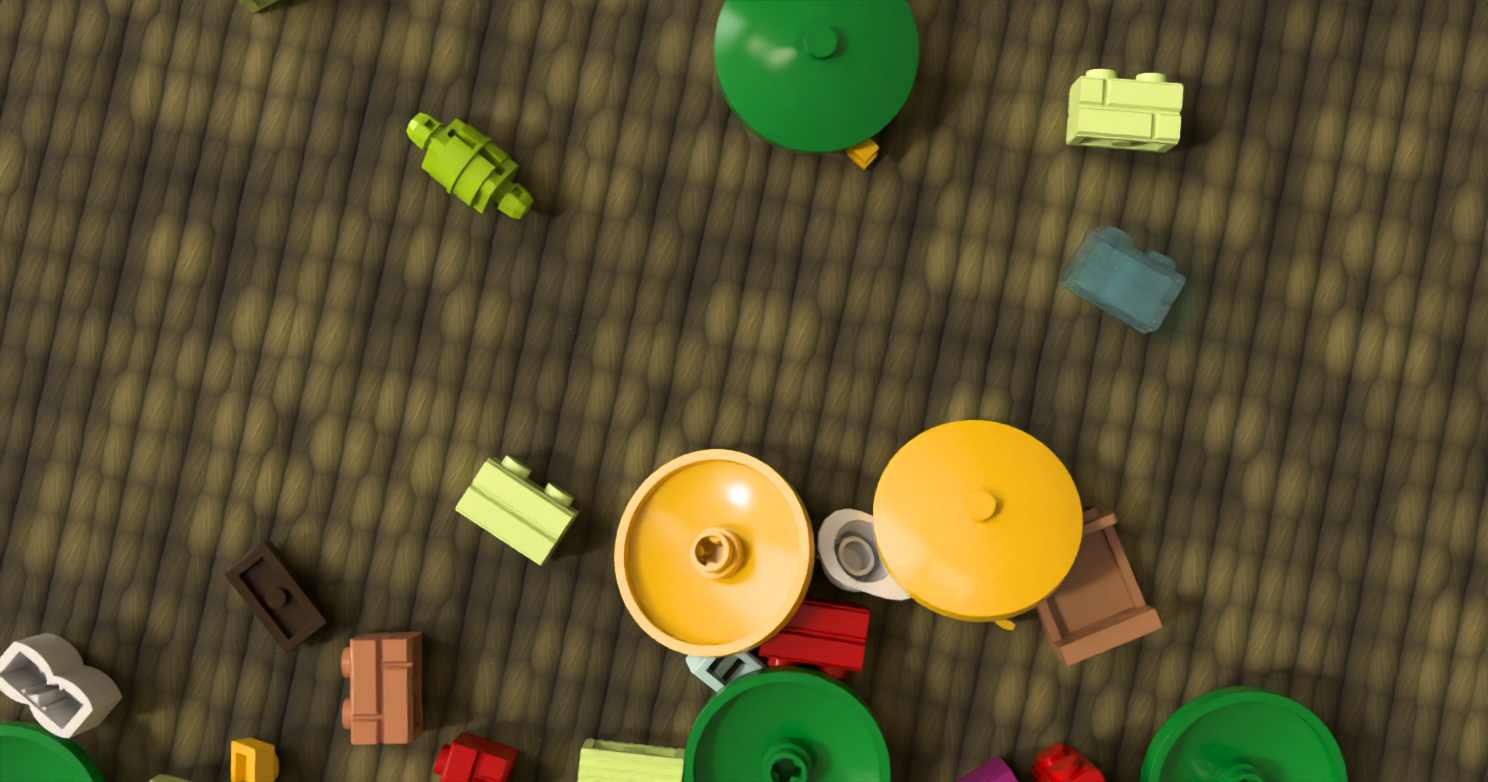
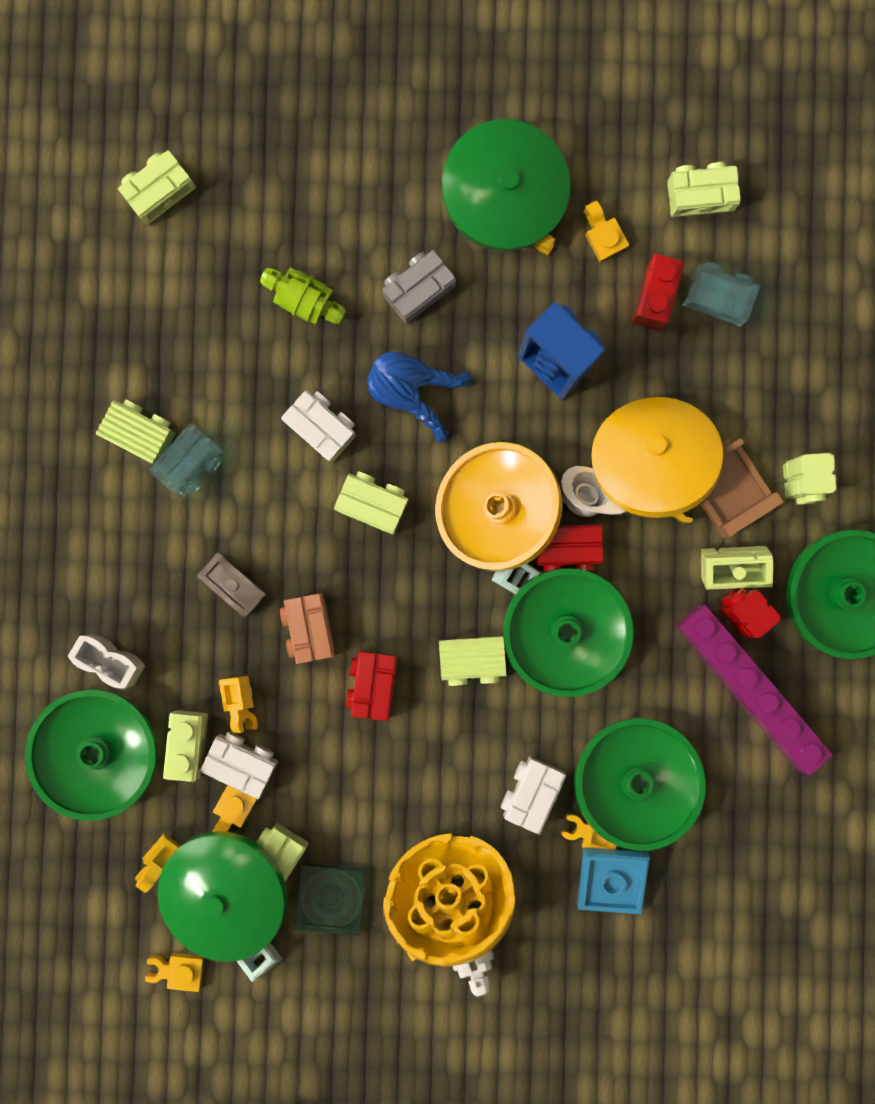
camera: 10 degrees left, 0 degrees up
(172, 331) = (135, 432): none -> yellowish green brick
(243, 391) = (187, 461): none -> clear light blue brick
(459, 372) = (319, 425): none -> white brick
(592, 322) = (396, 382): none -> blue hair
(653, 182) = (418, 286): none -> light grey brick
(853, 328) = (560, 350): none -> blue brick
(959, 157) = (605, 237): none -> yellow plate
(1025, 259) = (658, 292): none -> red brick
(1071, 716) = (737, 567): none -> yellowish green brick
(1211, 597) = (809, 478): none -> yellowish green brick

